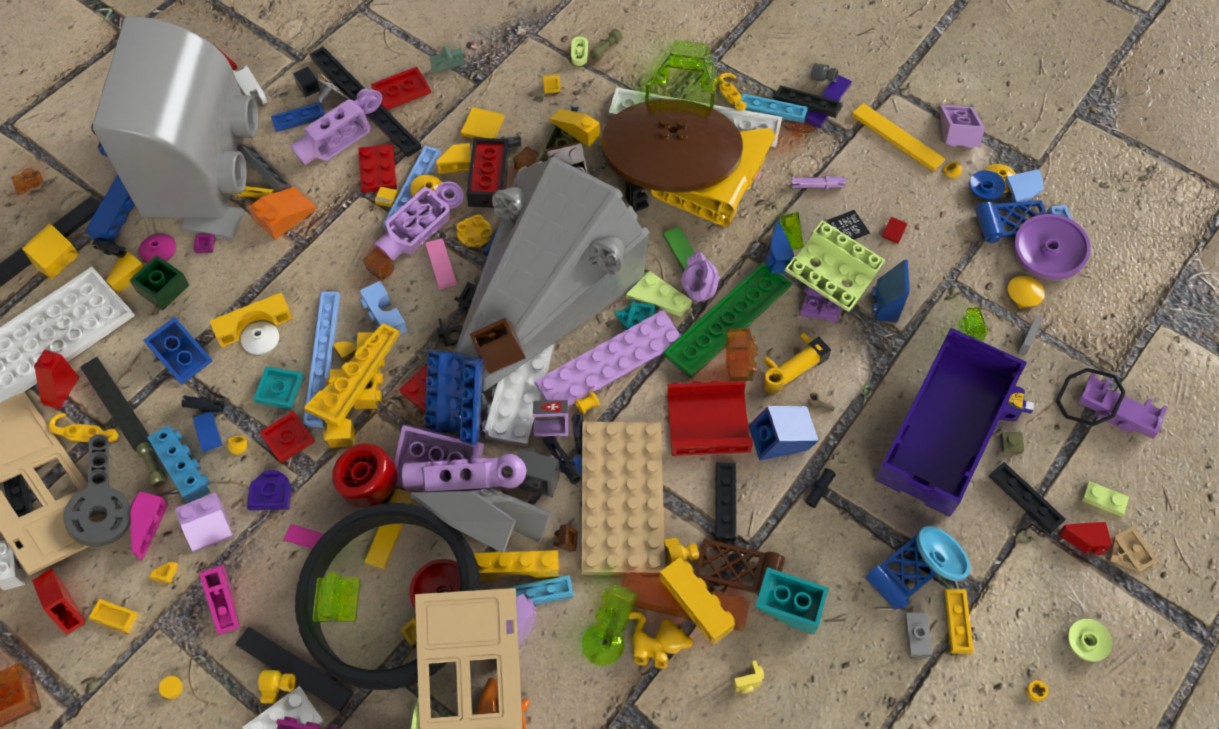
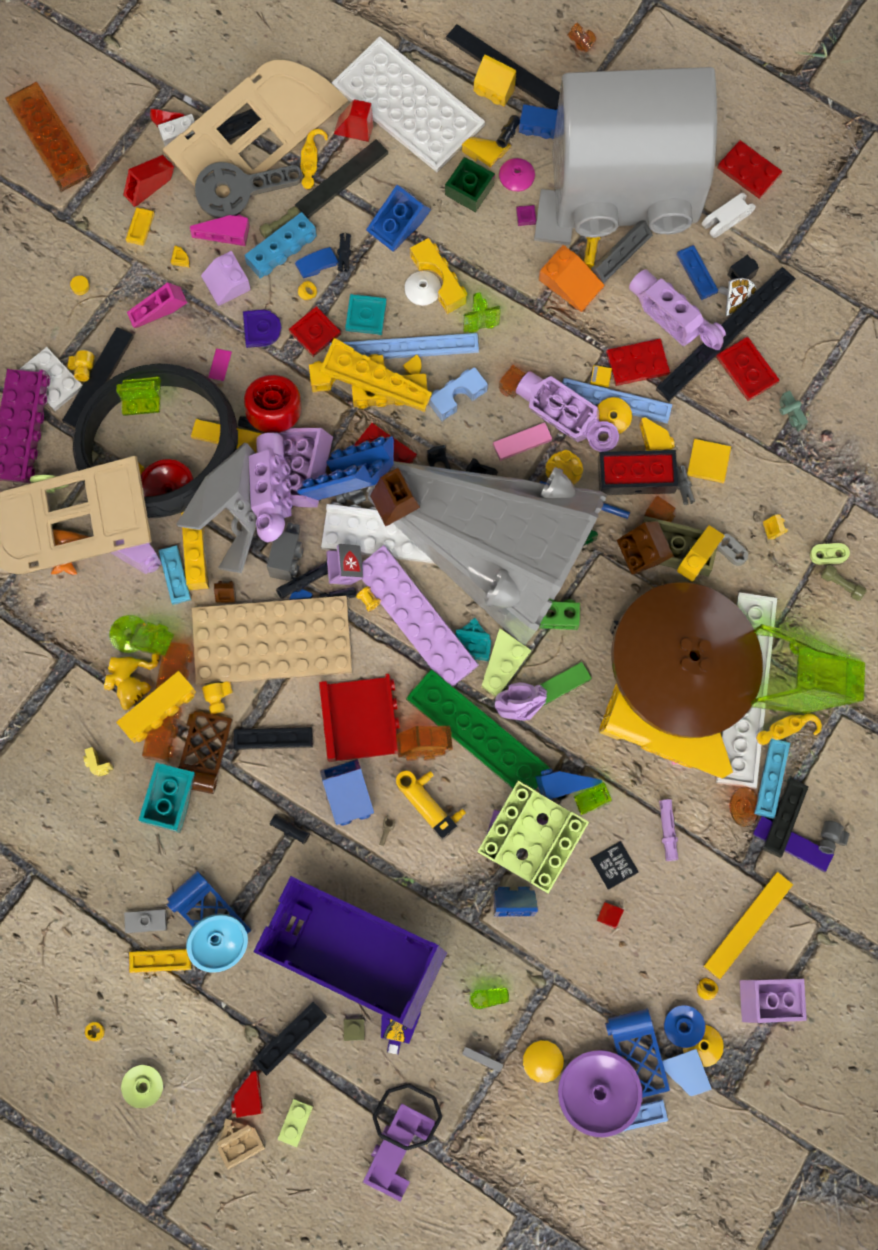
camera: 85 degrees right, 15 degrees up
(303, 281) = (481, 316): none -> clear neon green bracket

